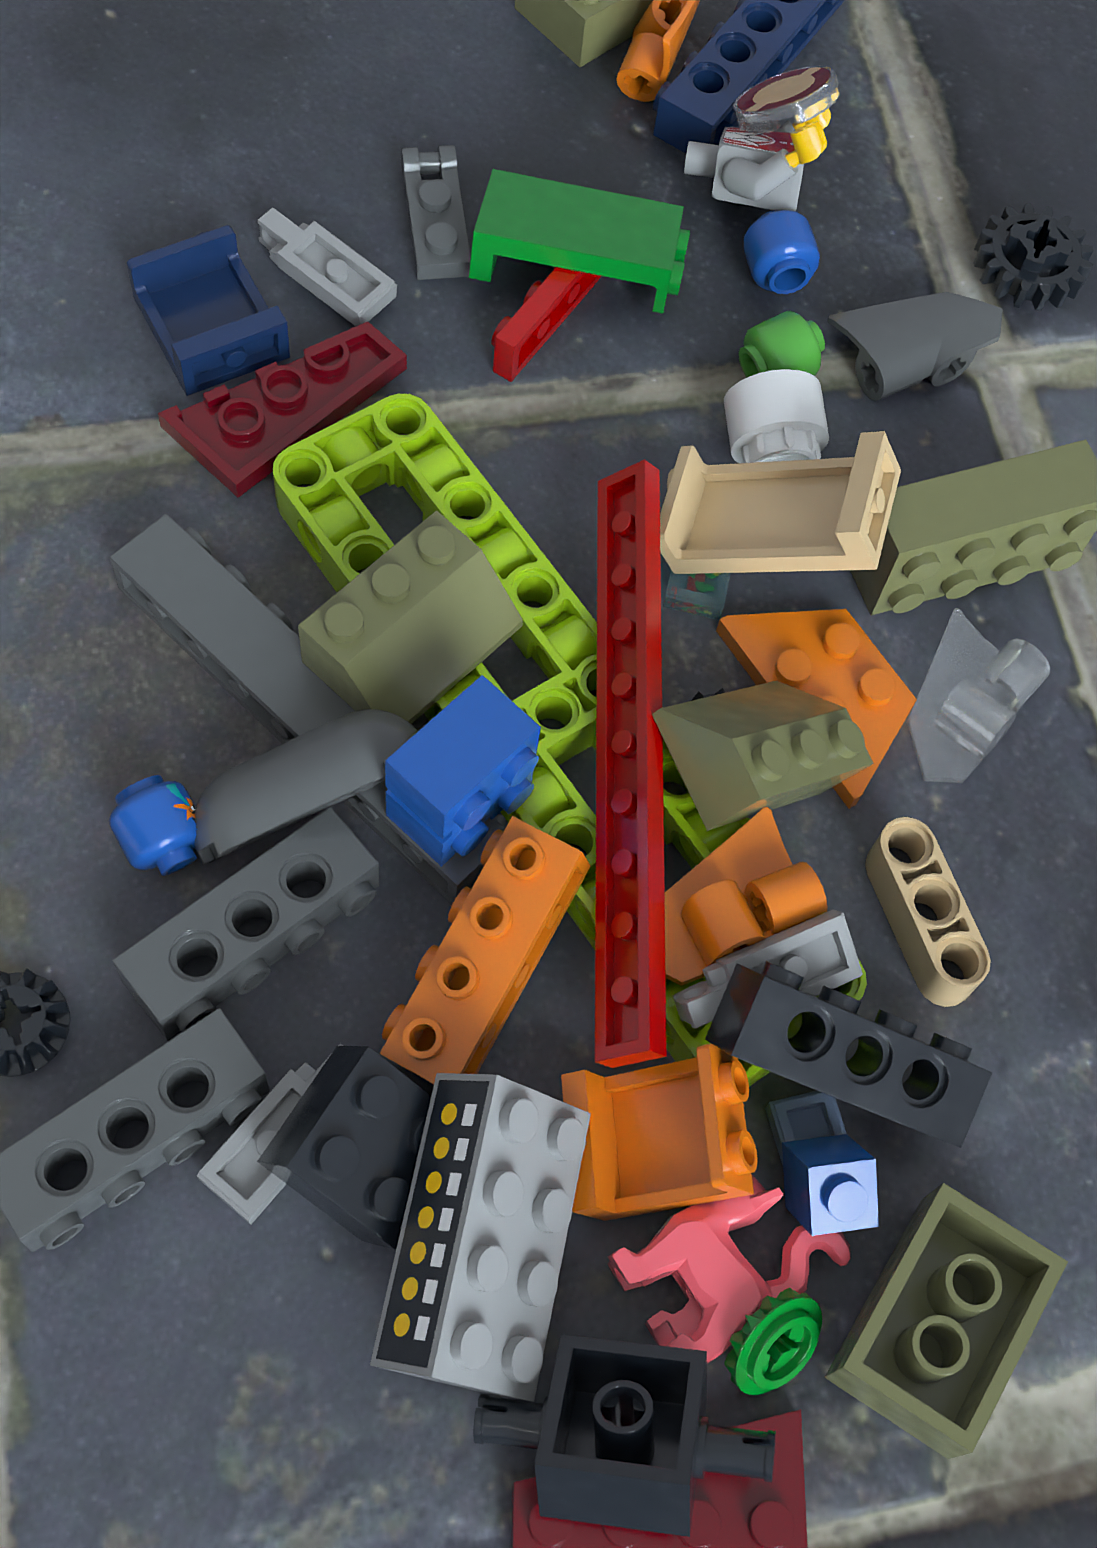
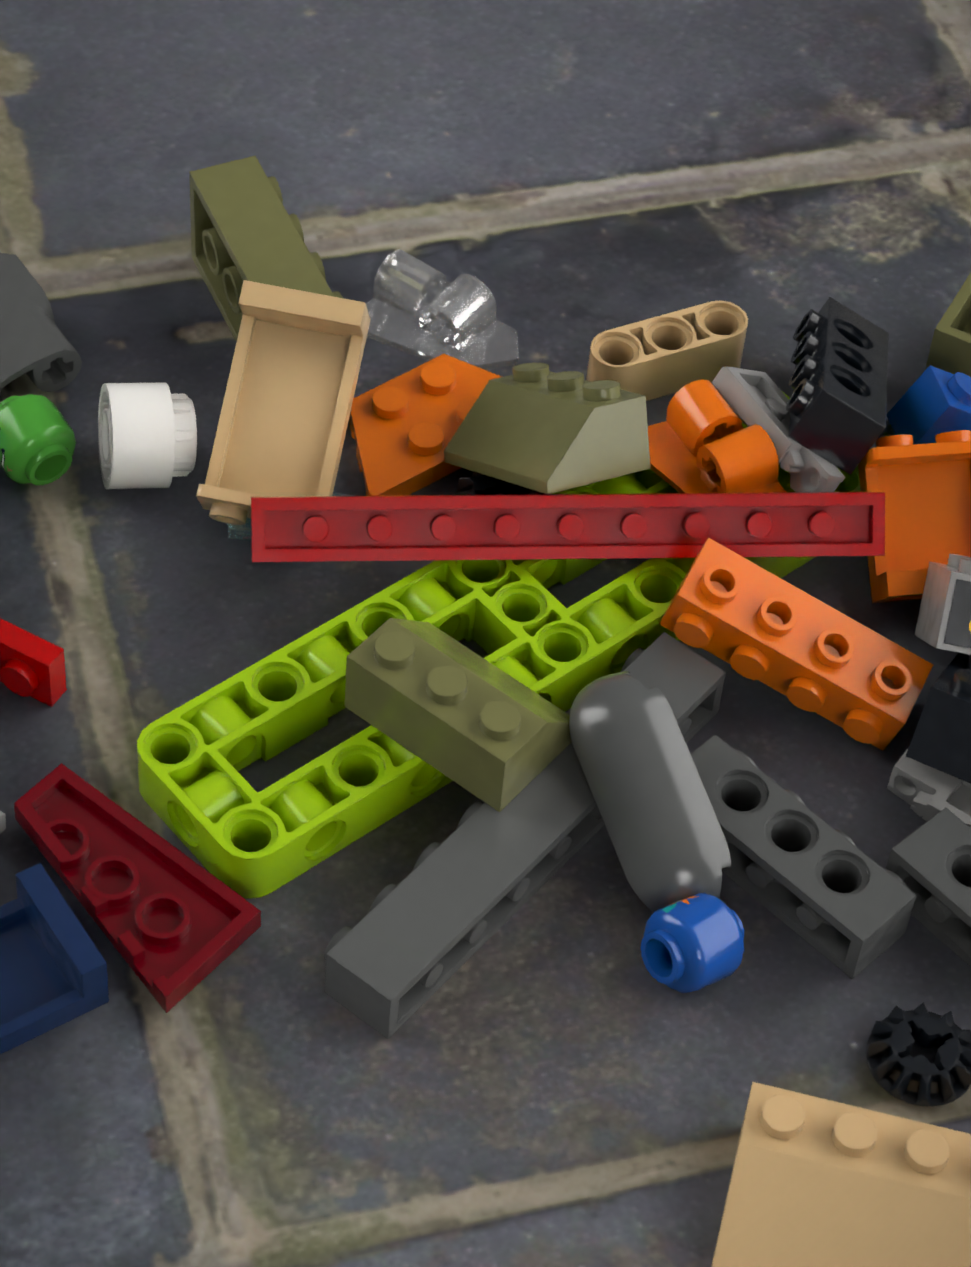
camera: 90 degrees left, 15 degrees down
(462, 771) = (636, 604): blue piece -> none

